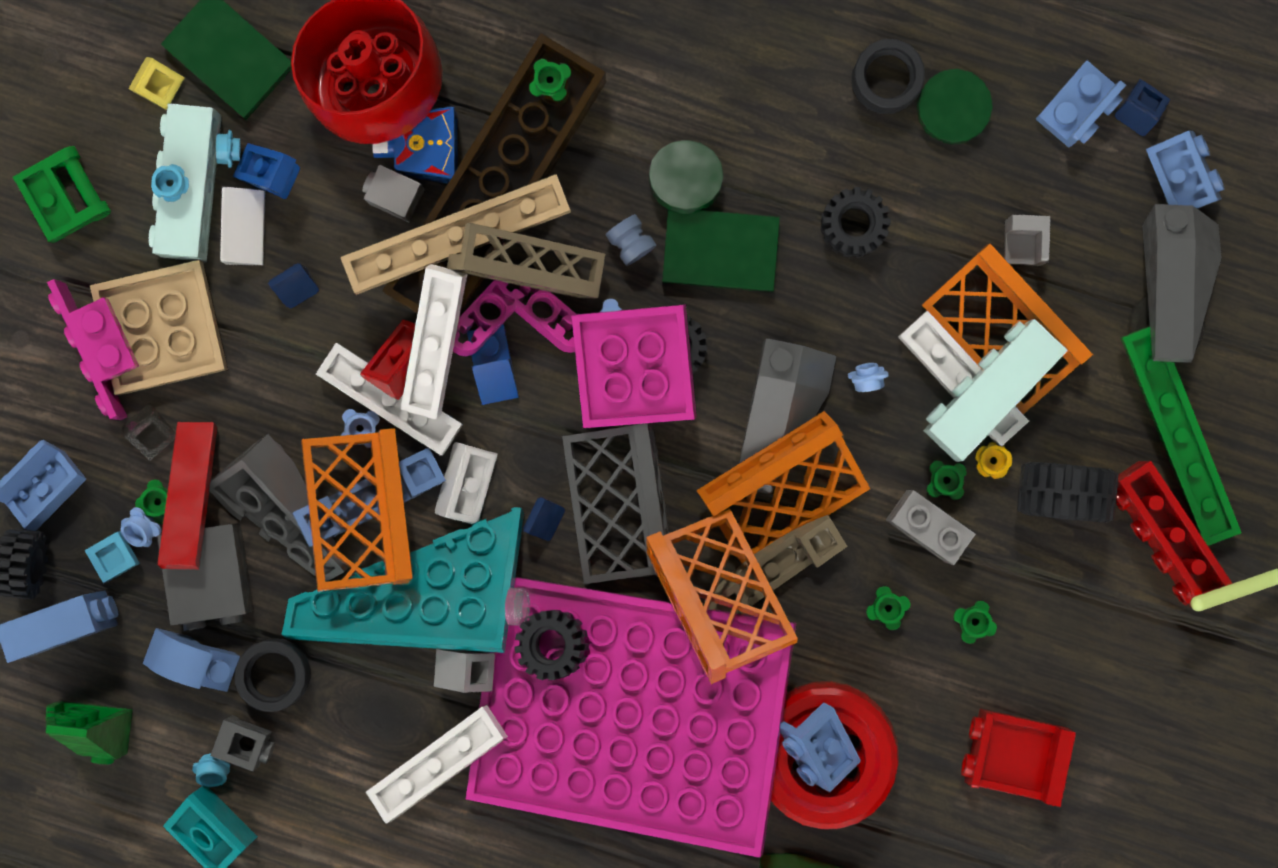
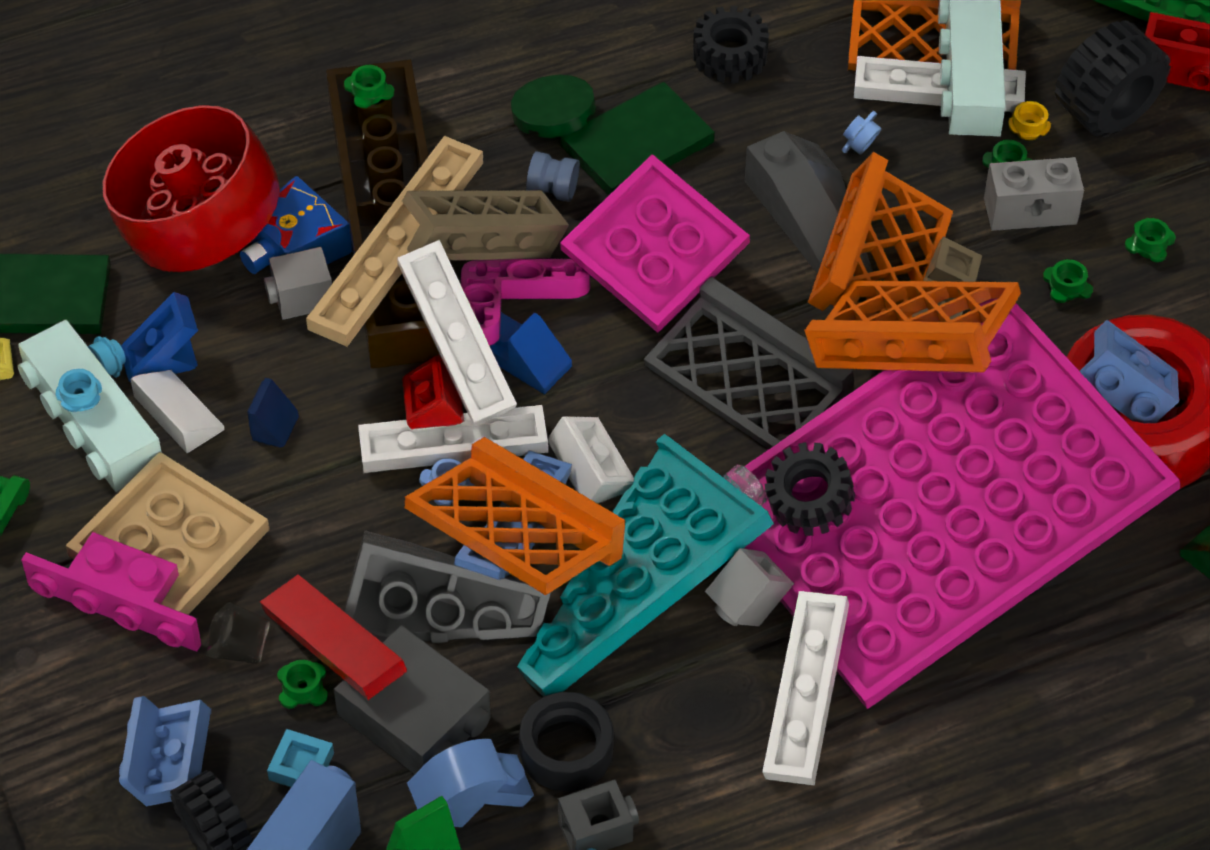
camera: 40 degrees left, 35 degrees down
(139, 528) = (316, 704): light blue plate -> none
(544, 519) = (692, 429): dark blue slope -> none

